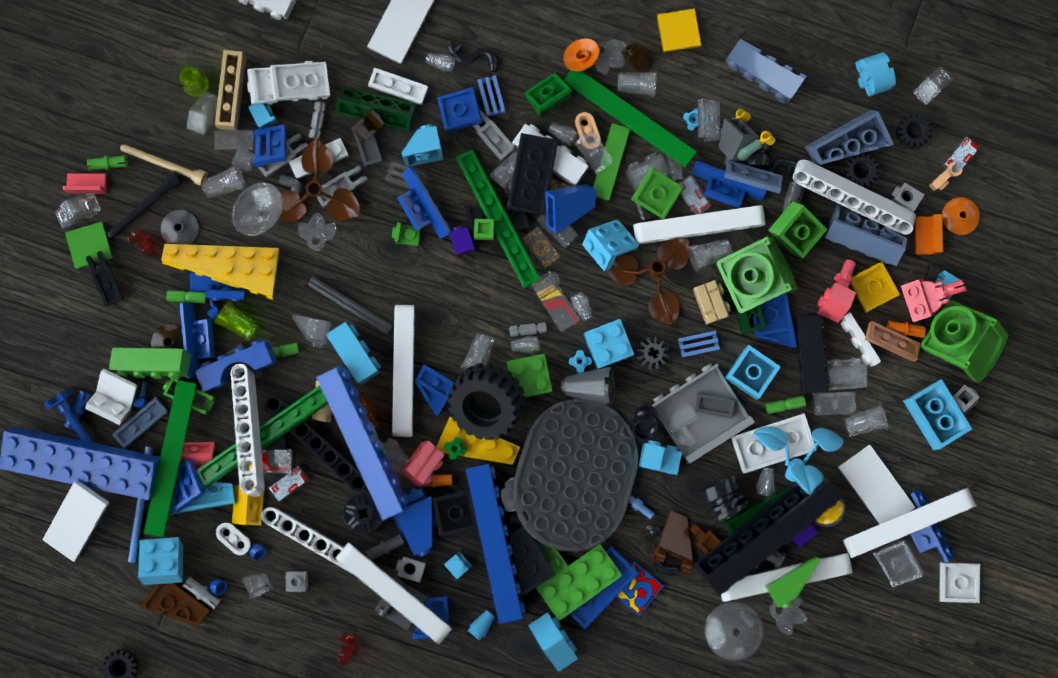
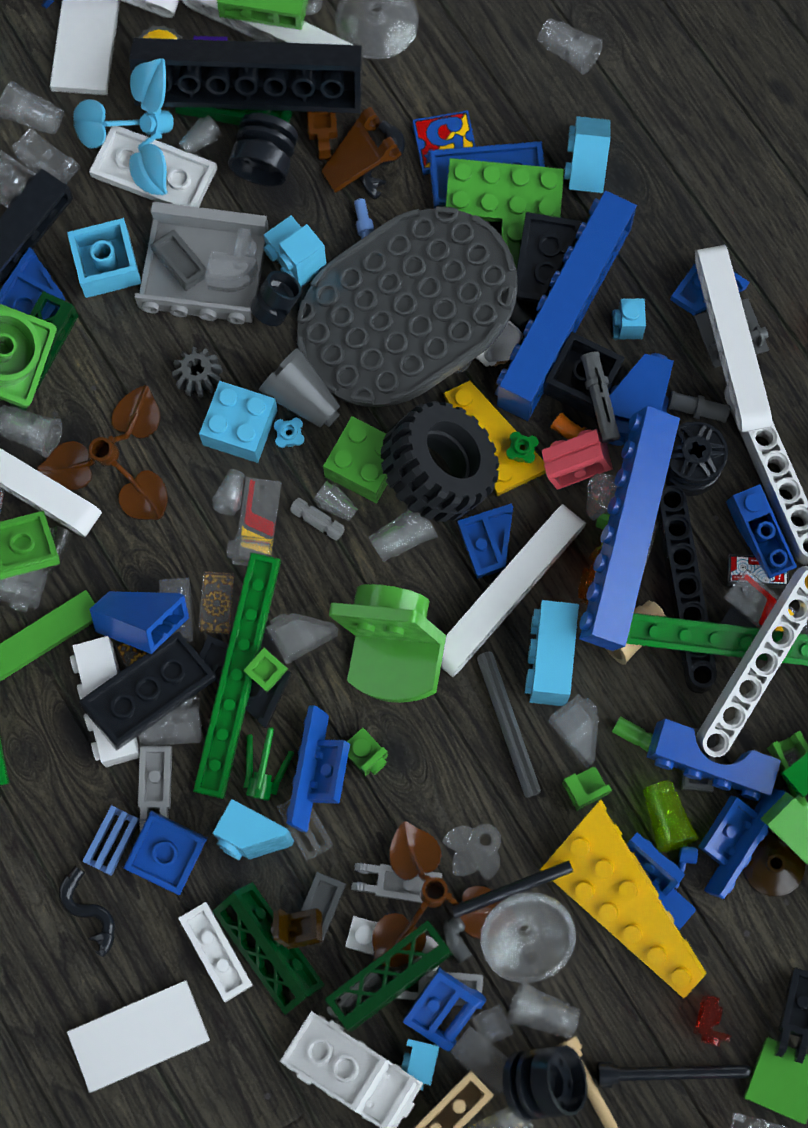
camera: 135 degrees left, 10 degrees down
(183, 296) = (711, 908): bright green piece -> none
(189, 229) = (631, 1009): dark grey dish -> none
(195, 149) = (545, 1083): none -> black wheel
(282, 224) = (512, 889): none -> black bar
(287, 304) = (586, 788): none -> bright green panel
(299, 137) = (395, 987): none -> dark green fence
(301, 503) = (761, 531): none -> blue slope
(419, 569) = (688, 346): light grey brick -> none
(433, 291) = (395, 646): none -> bright green piece
(441, 61) = (134, 938): clear cone -> none
(442, 178) = (260, 785): none -> green plant
(442, 509) = (603, 408): none -> dark grey pin
(461, 241) = (304, 686): dark purple brick -> none
(481, 625) = (656, 236): medium azure cone -> none
(486, 263) = (299, 634): none -> clear slope
(548, 94) = (40, 780): green slope -> none
(563, 133) = (66, 716): clear cone -> none
(583, 130) = (34, 695): light nougat plate -> none
(594, 152) = (49, 656): clear hinge -> none
(607, 242) = (132, 535): medium azure bracket -> none
(711, 302) = (77, 374): tan brick -> none
(714, 340) = (122, 324): medium blue tile -> none
(788, 404) = (98, 199): bright green piece -> none

